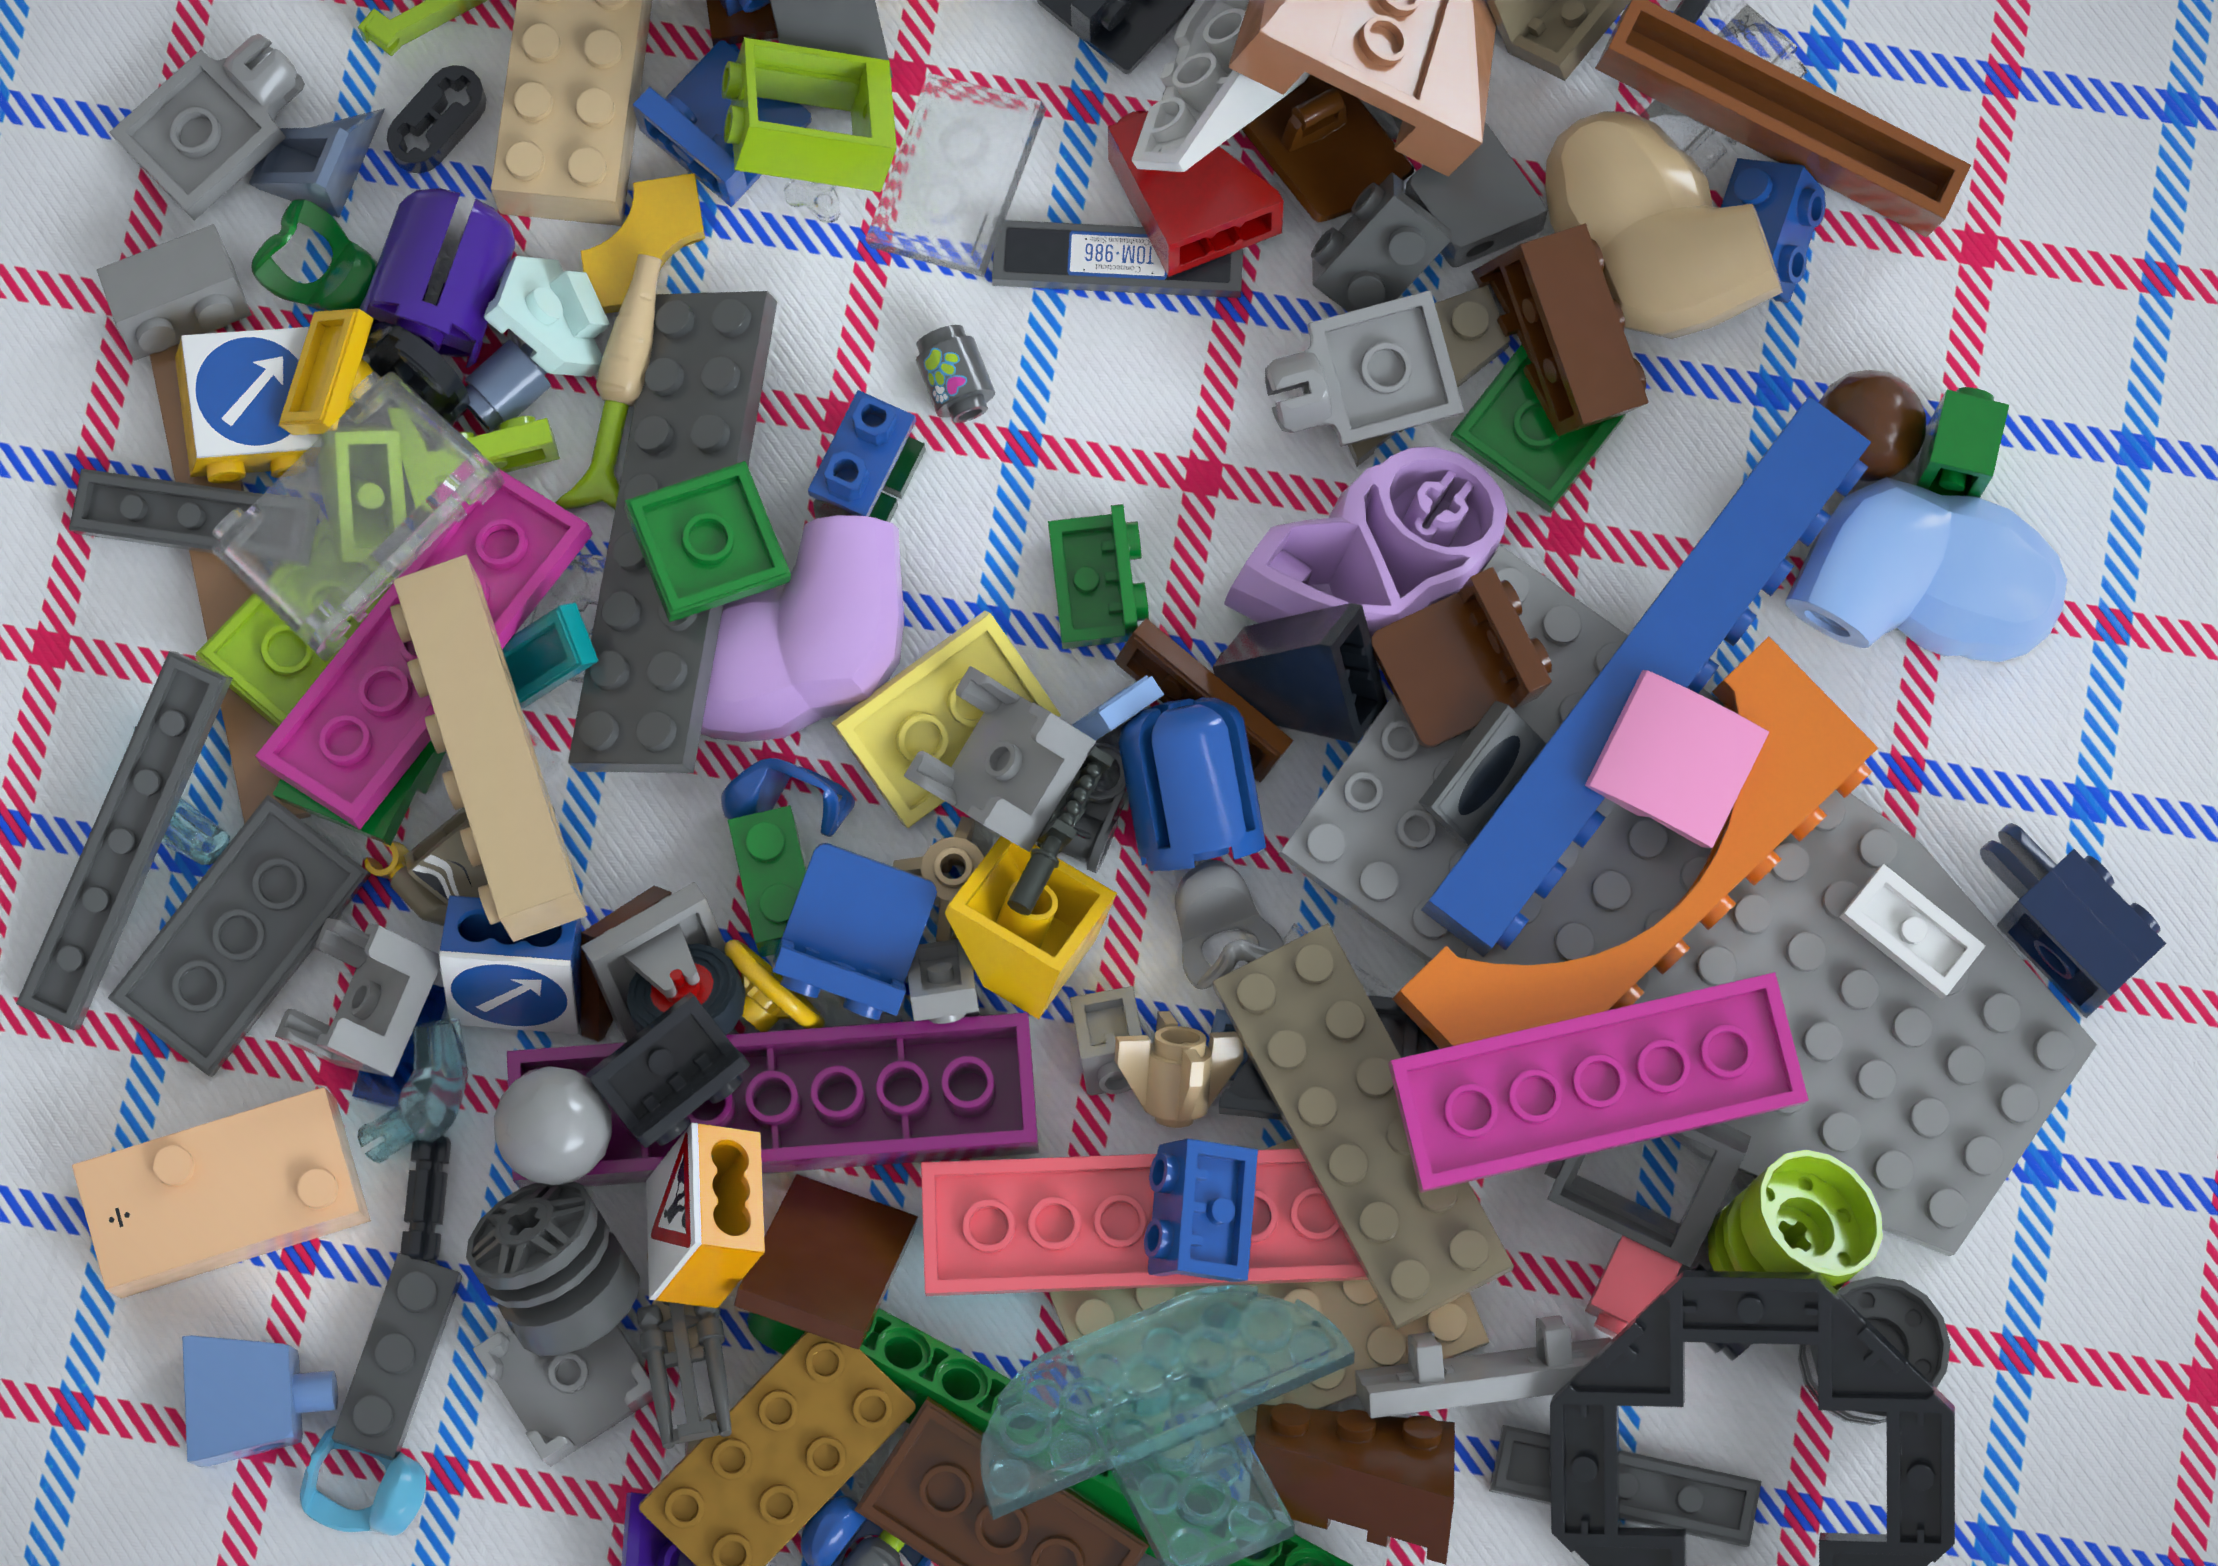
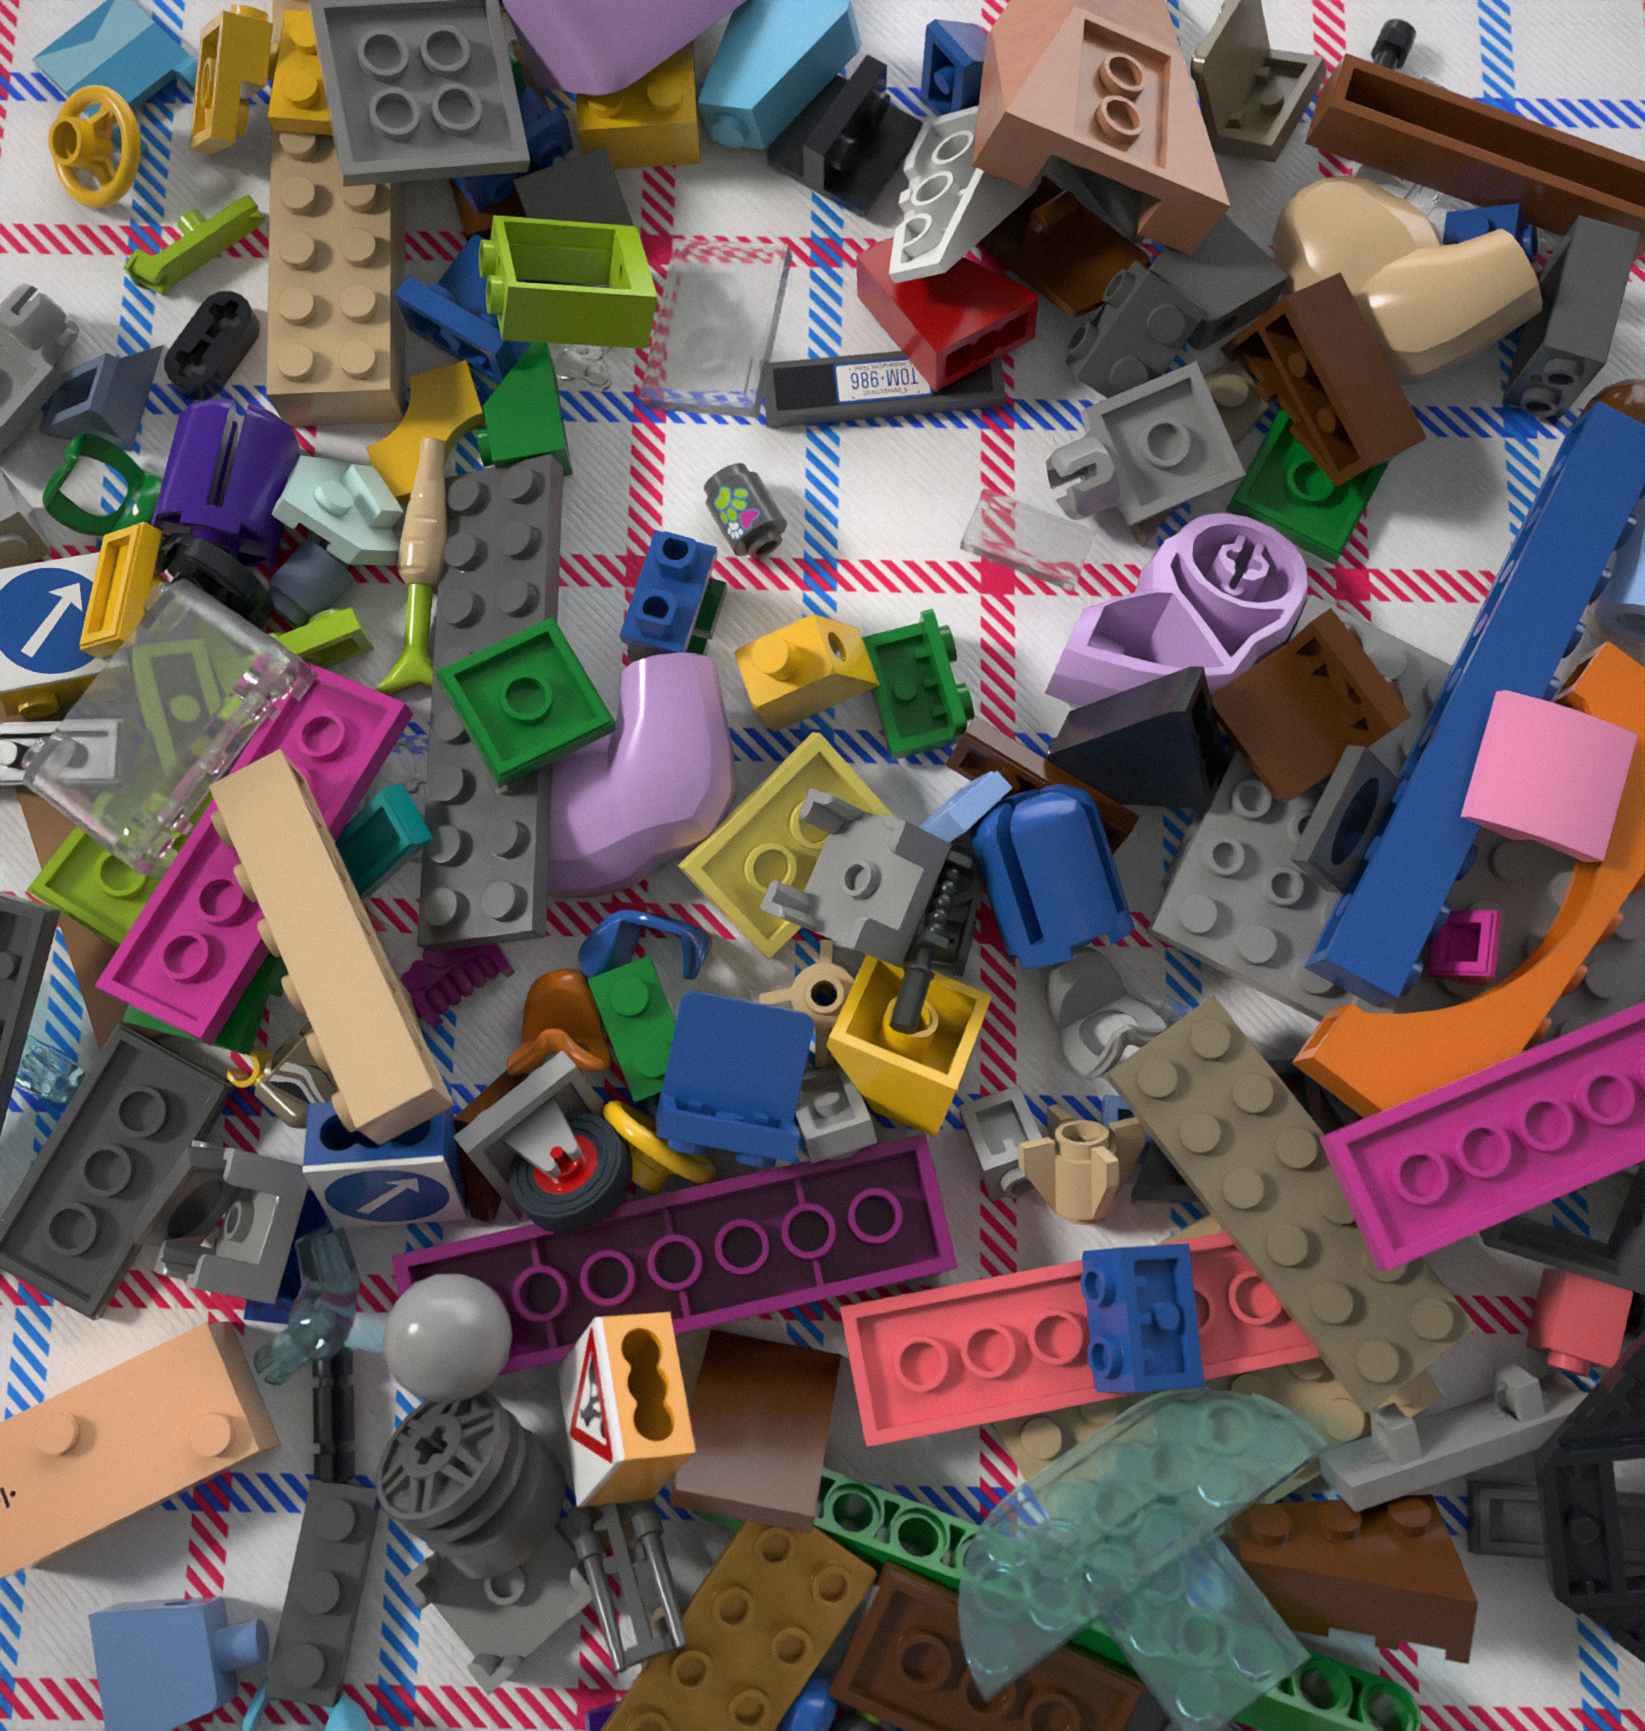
camera: 10 degrees left, 0 degrees up
(319, 972) = (187, 1200): none -> dark grey tile
(596, 797) = (451, 974): none -> magenta piece
(669, 1072) = (564, 1266): black bracket -> none
(695, 850) = (559, 1017): none -> orange piece
(747, 244) = (525, 414): none -> green slope
(976, 550) = (799, 675): none -> yellow torso
(1239, 442) = (1028, 539): none -> clear tile
(1579, 912) = (1467, 947): none -> dark pink slope
(1826, 297) = (1574, 331): none -> dark grey window

